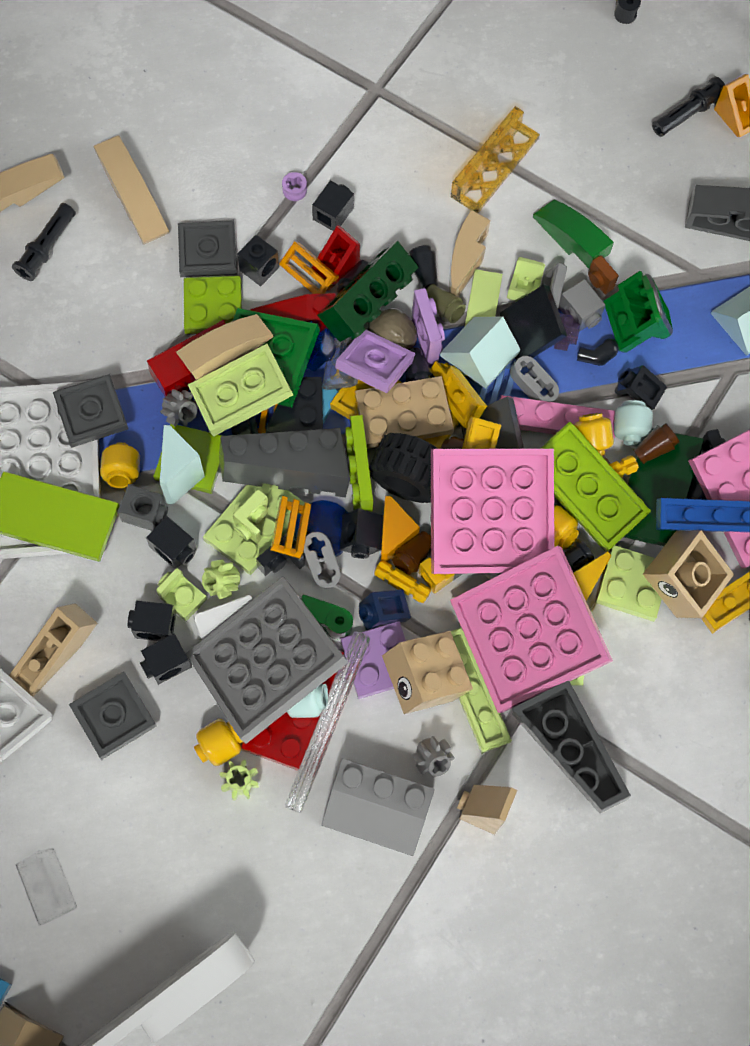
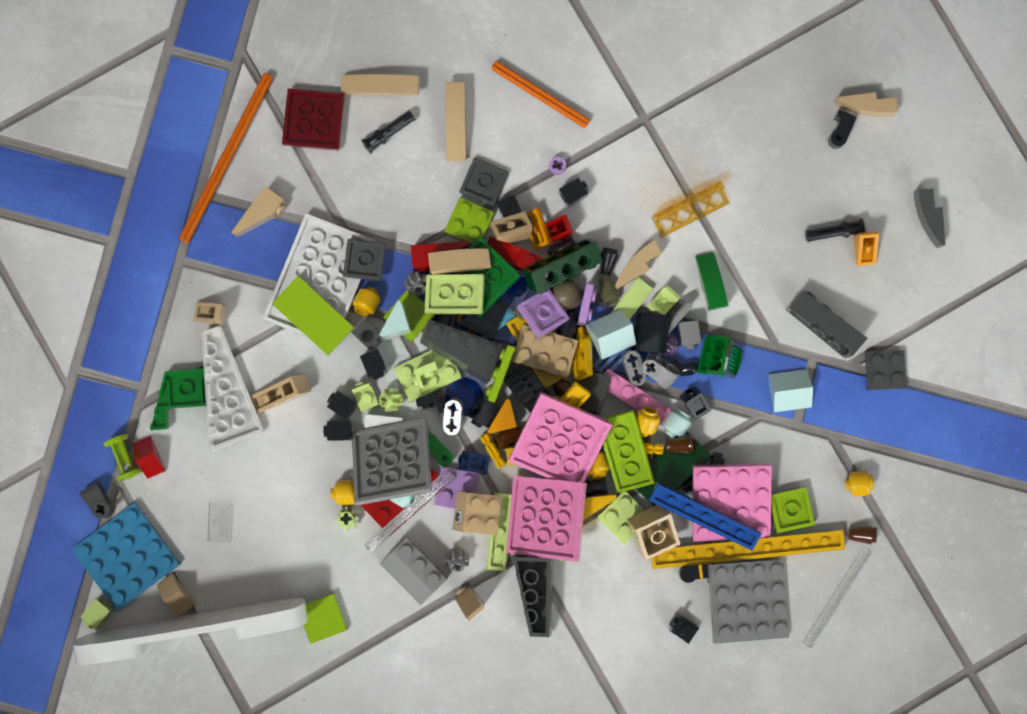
camera: 30 degrees right, 15 degrees up
(112, 715) = (296, 447): dark grey plate -> none
(227, 114) = (540, 94): none -> orange axle
(278, 276) = (512, 228): none -> tan slope
(279, 952) = (324, 619): none -> lime tile
(295, 508) = (447, 373): light orange tile -> none
(577, 368) = (662, 371): none -> light grey piece
(602, 275) = (712, 319): dark orange plate -> none

